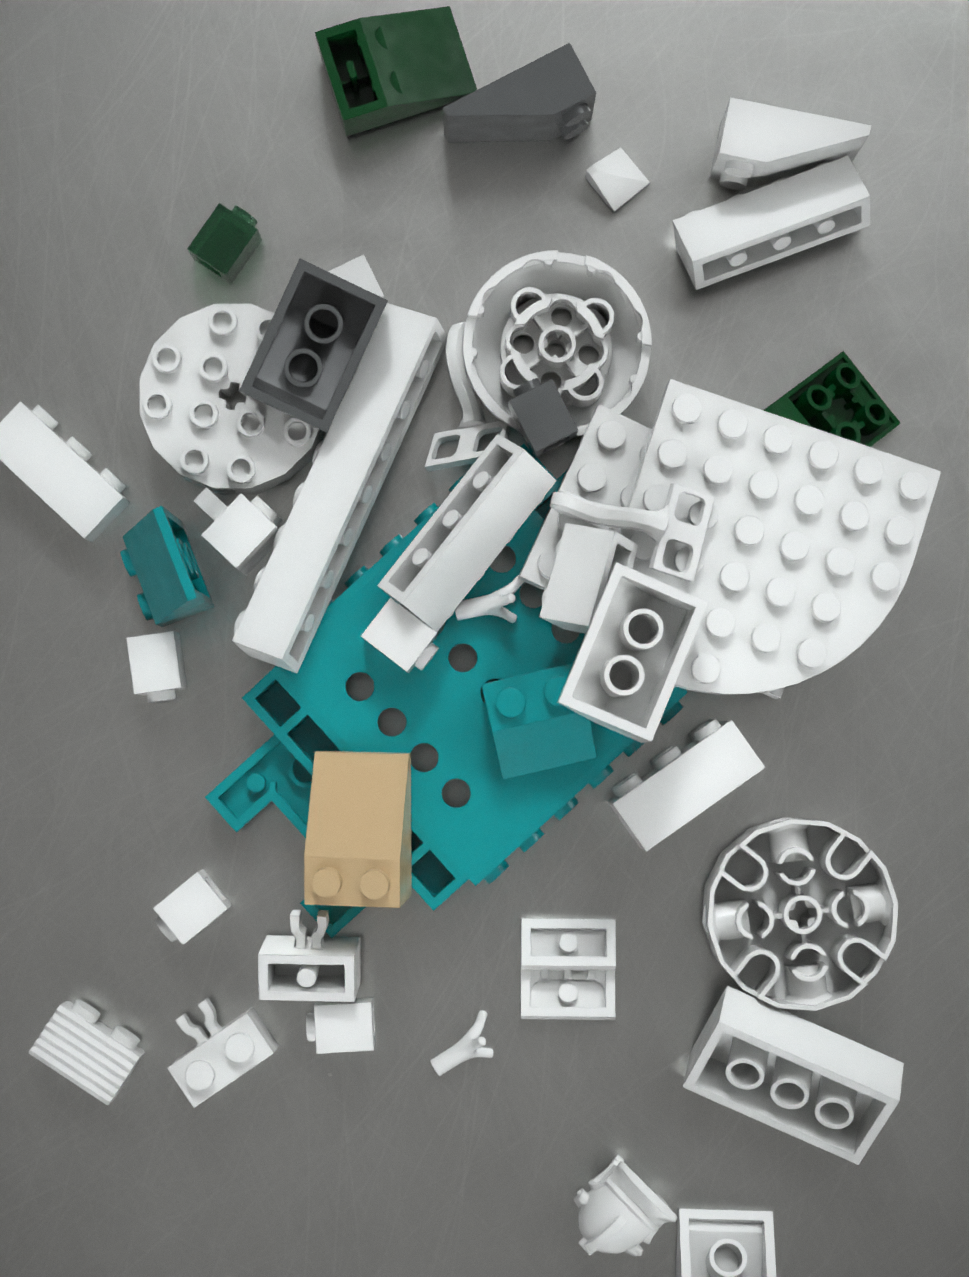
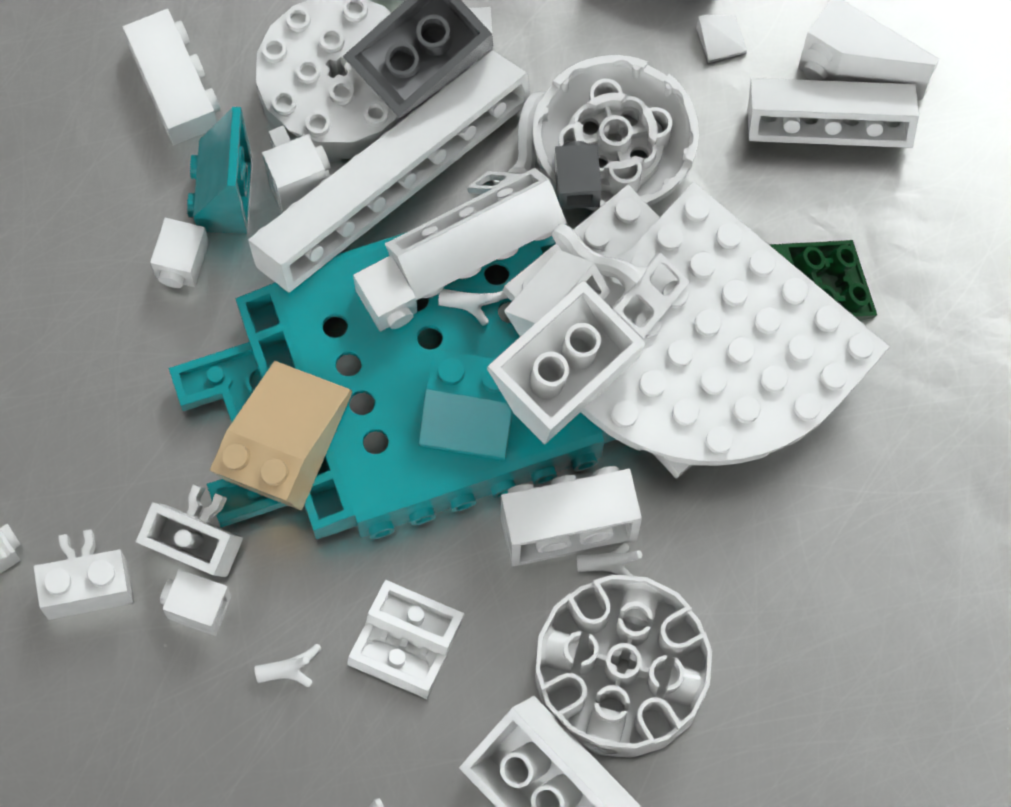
camera: 25 degrees right, 15 degrees down
(191, 908) = (115, 454): white brick -> none
(738, 803) = (609, 562): none -> white bar

